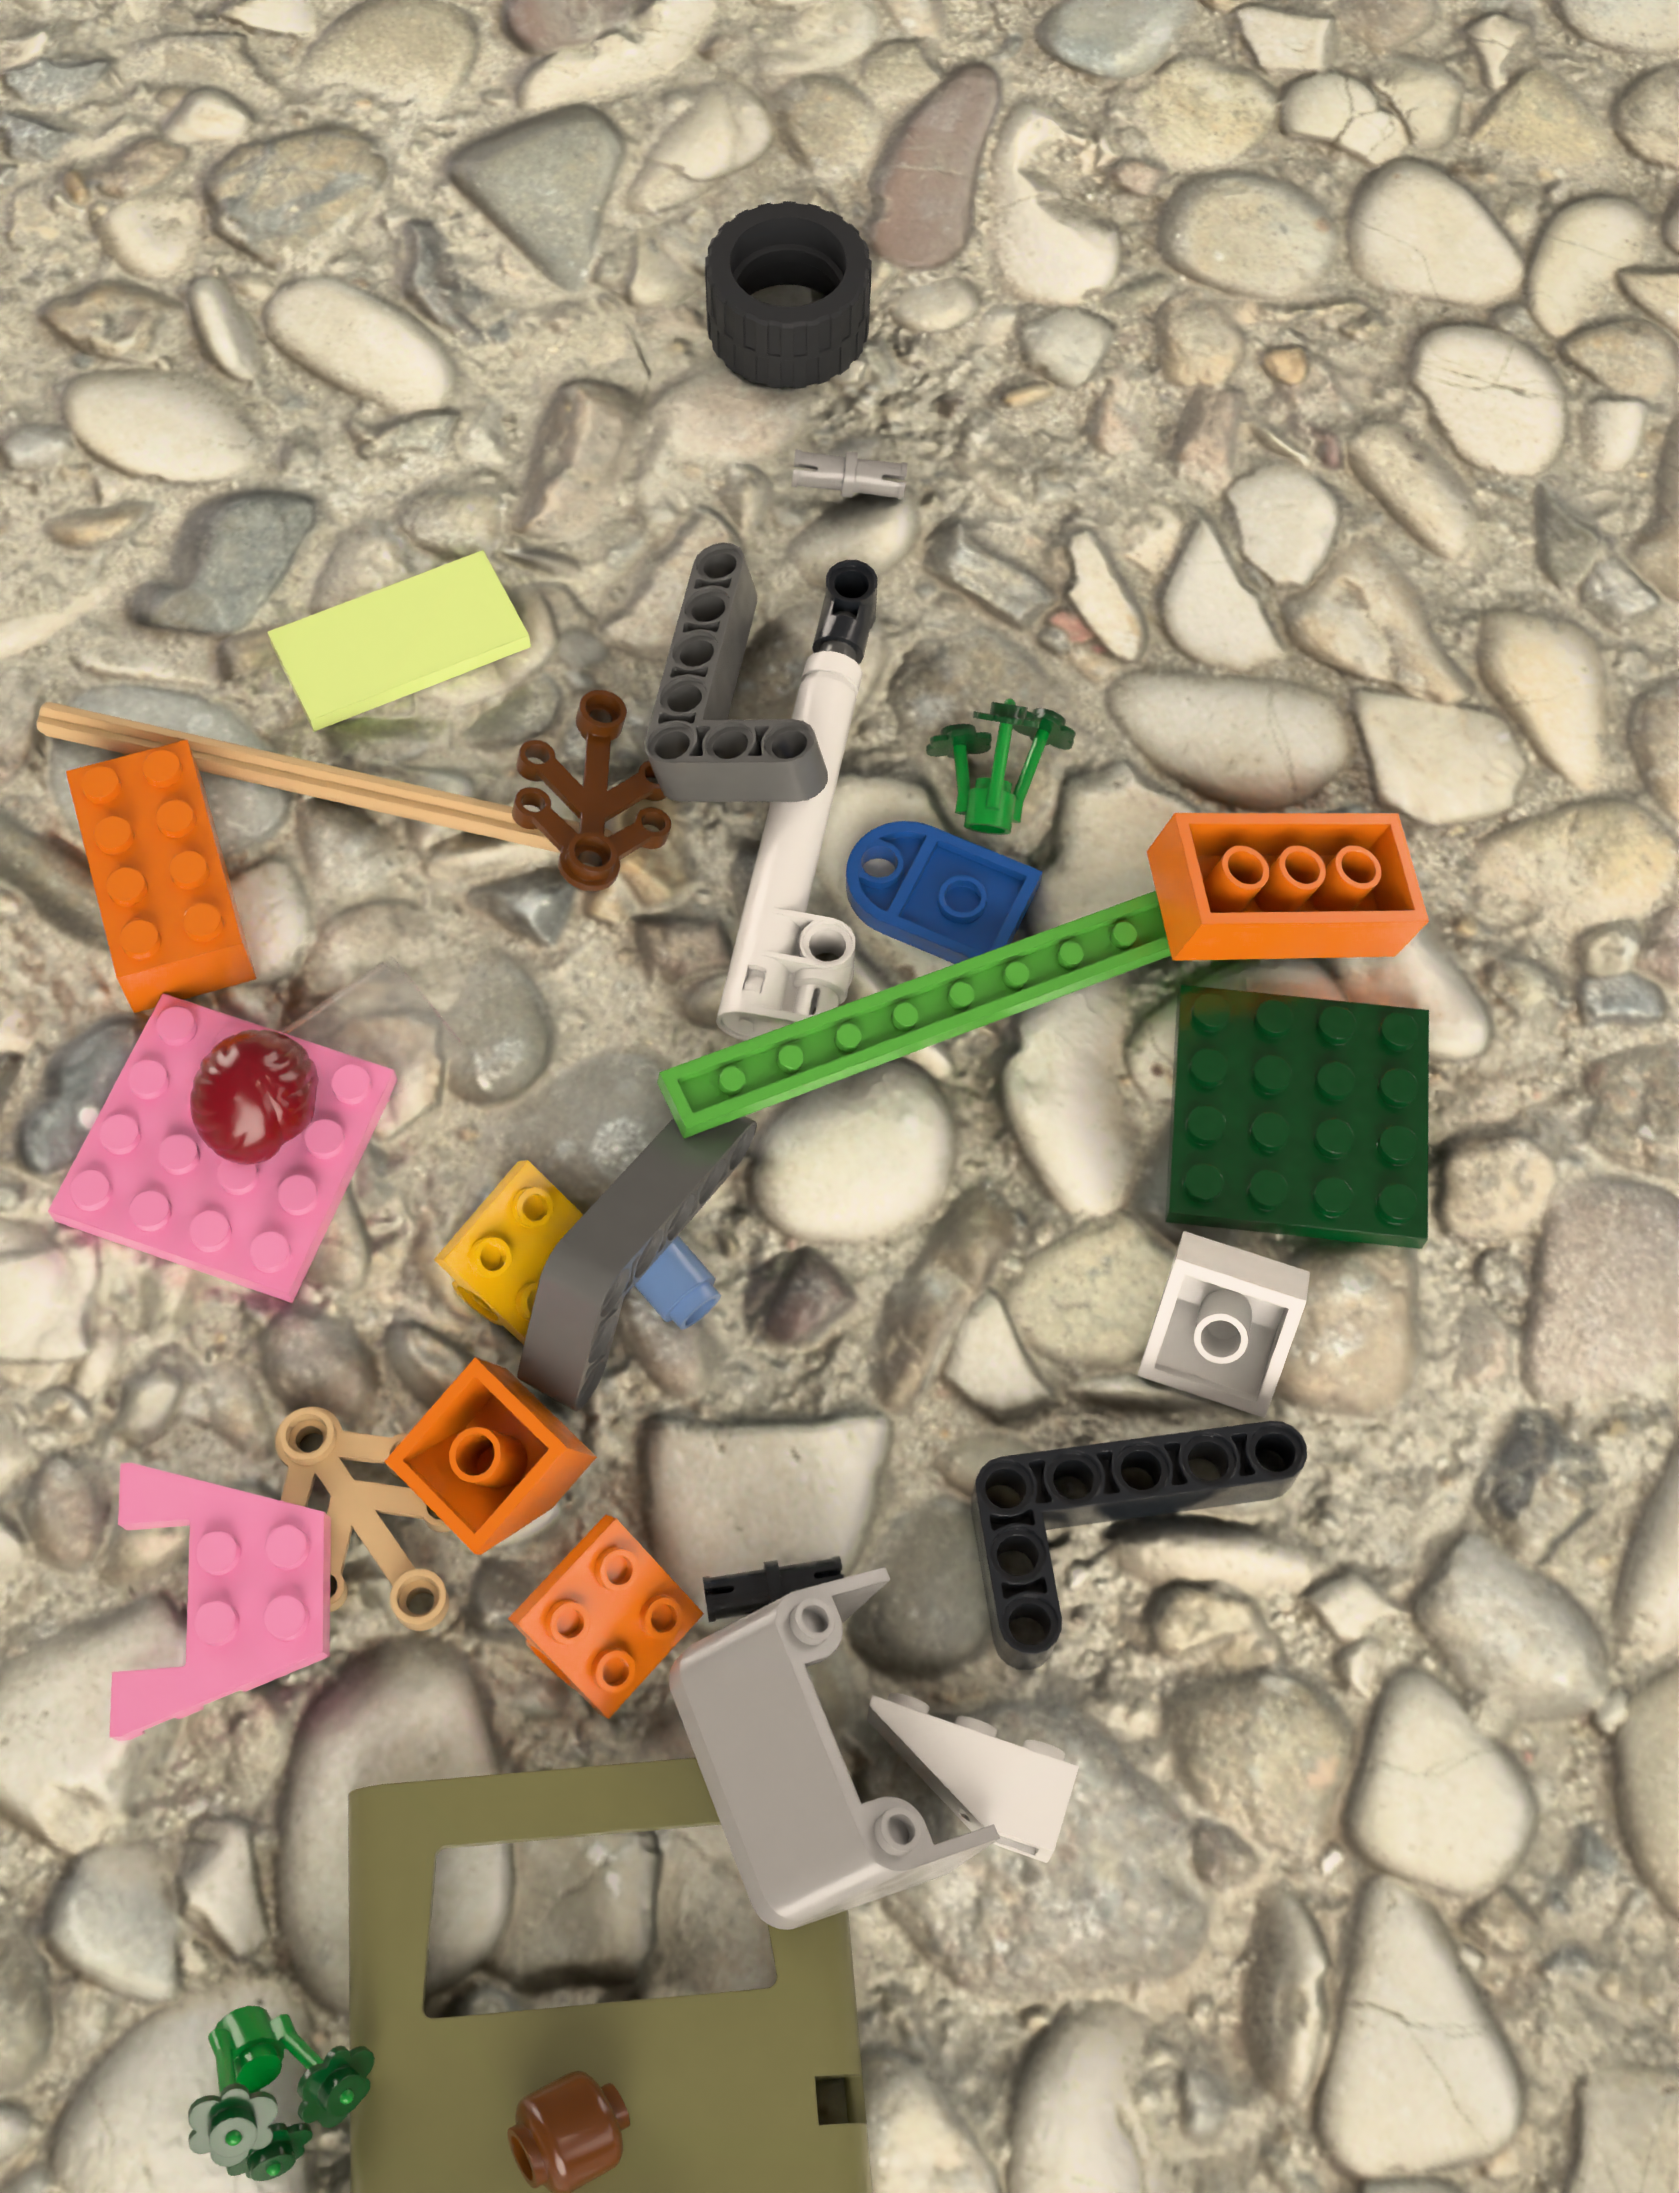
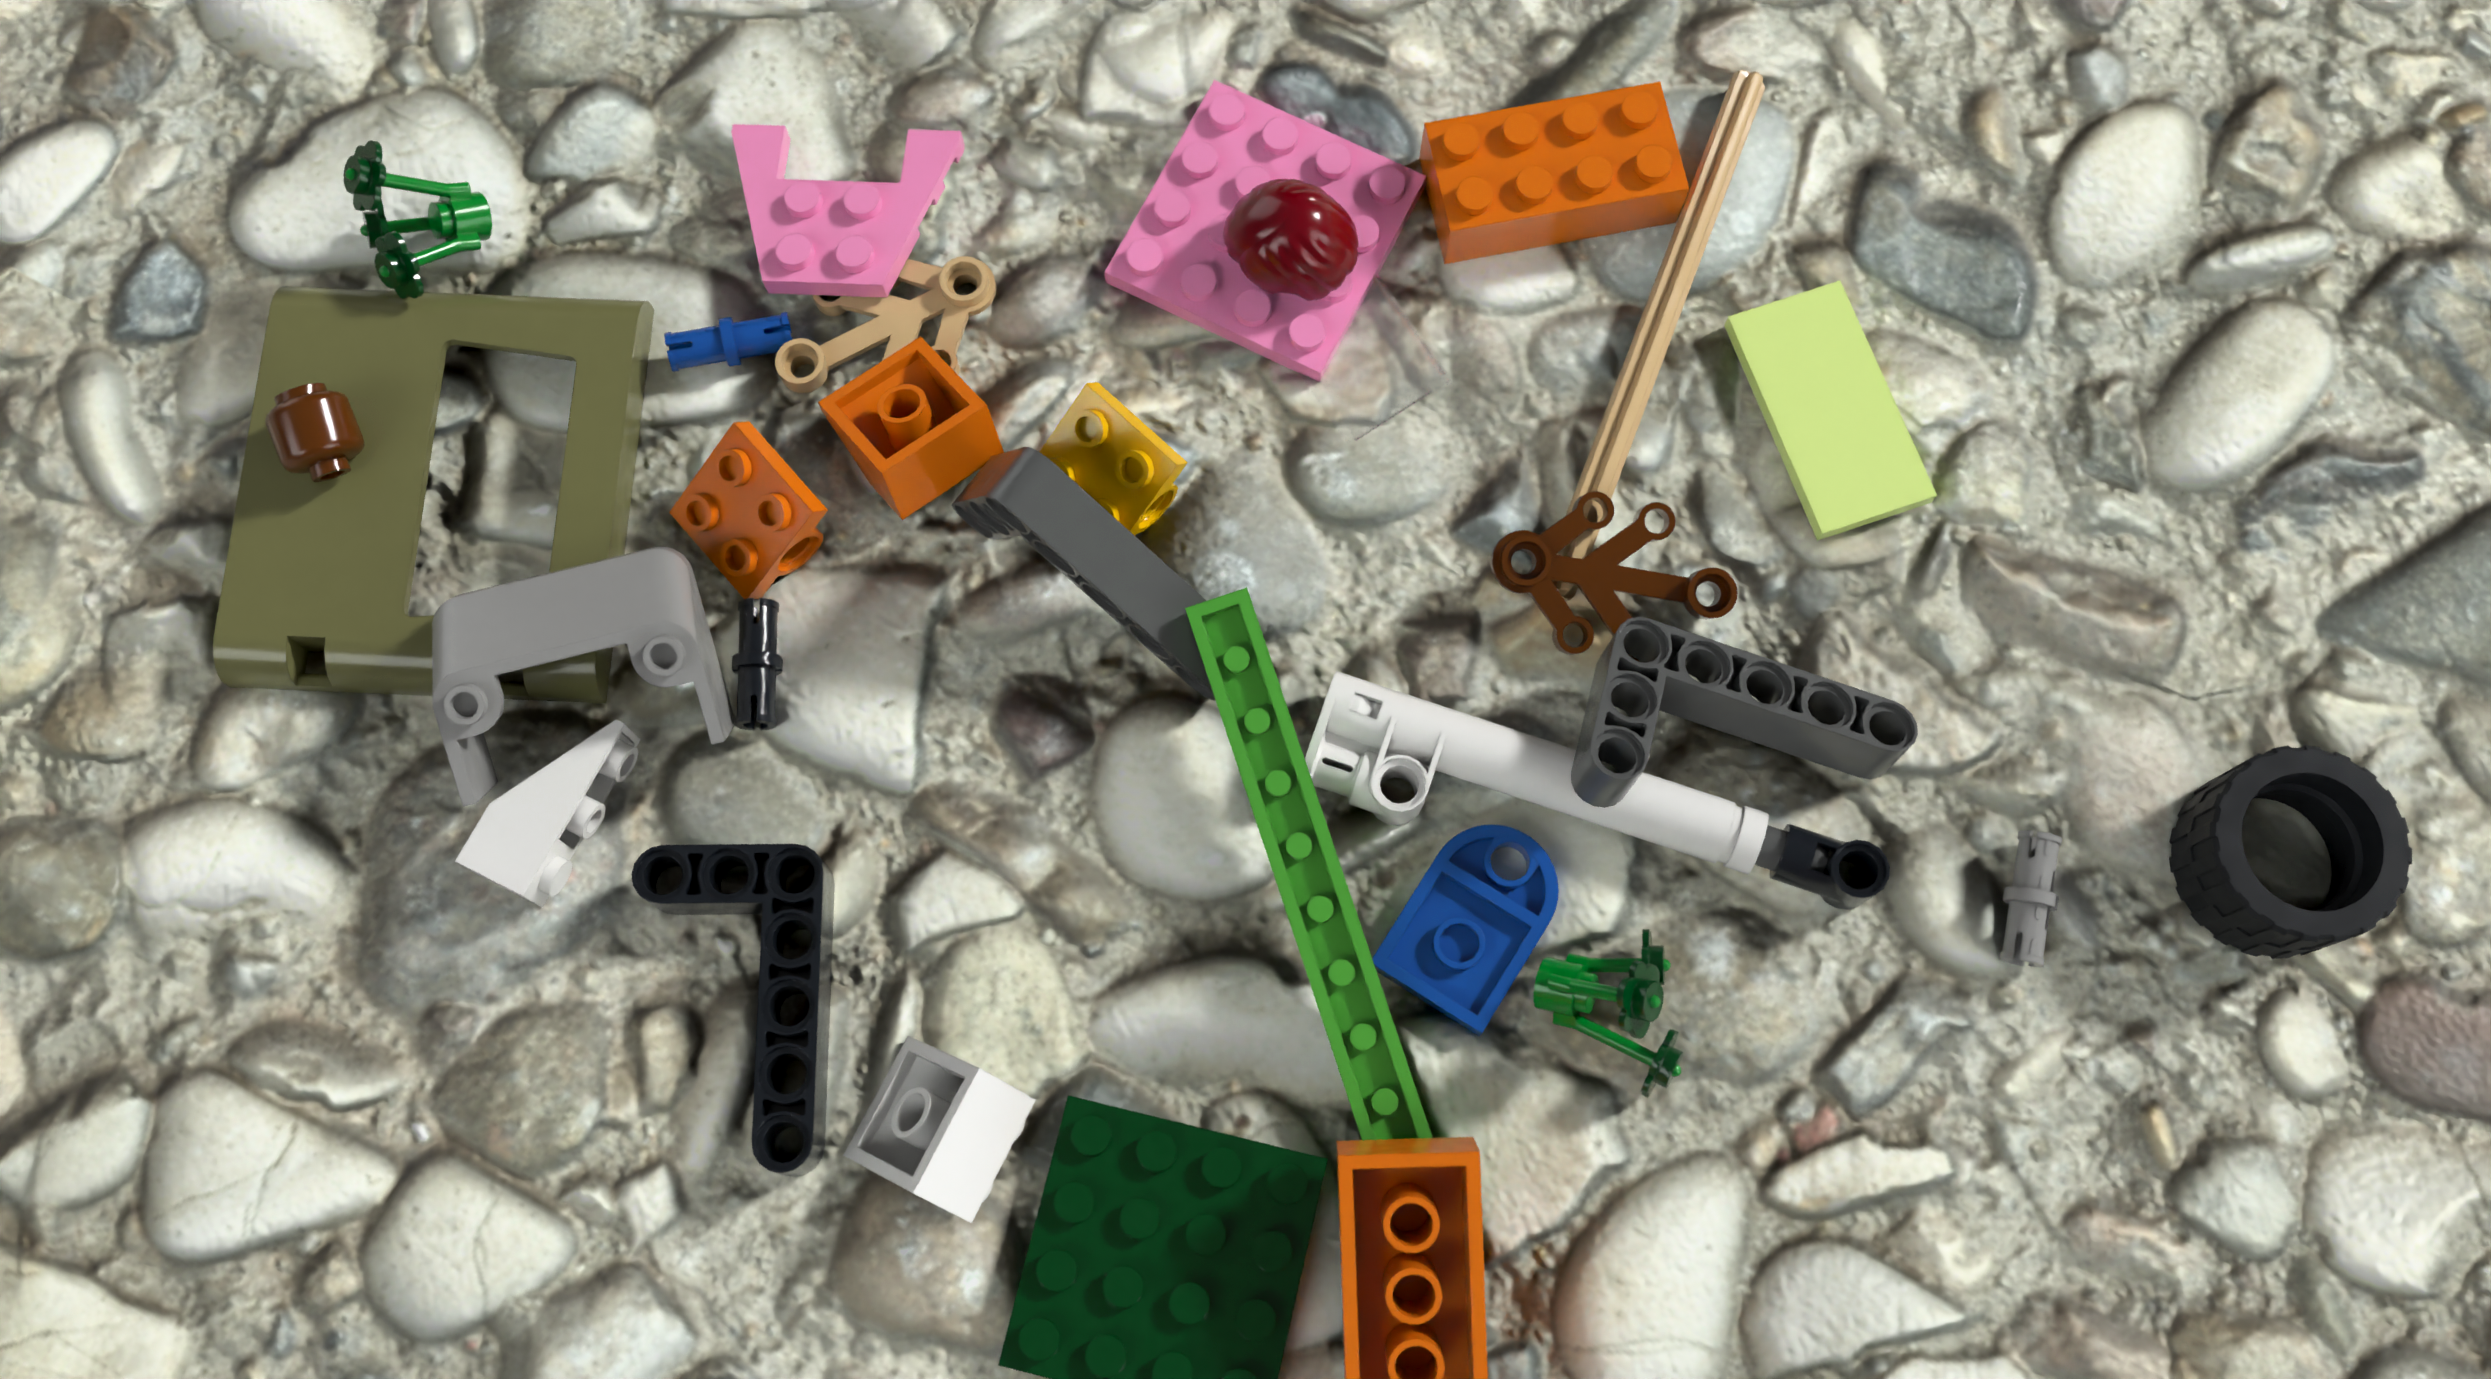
camera: 100 degrees right, 10 degrees up
(394, 1688) = (727, 341): none -> blue pin
(679, 1286) = (1060, 610): medium blue brick -> none

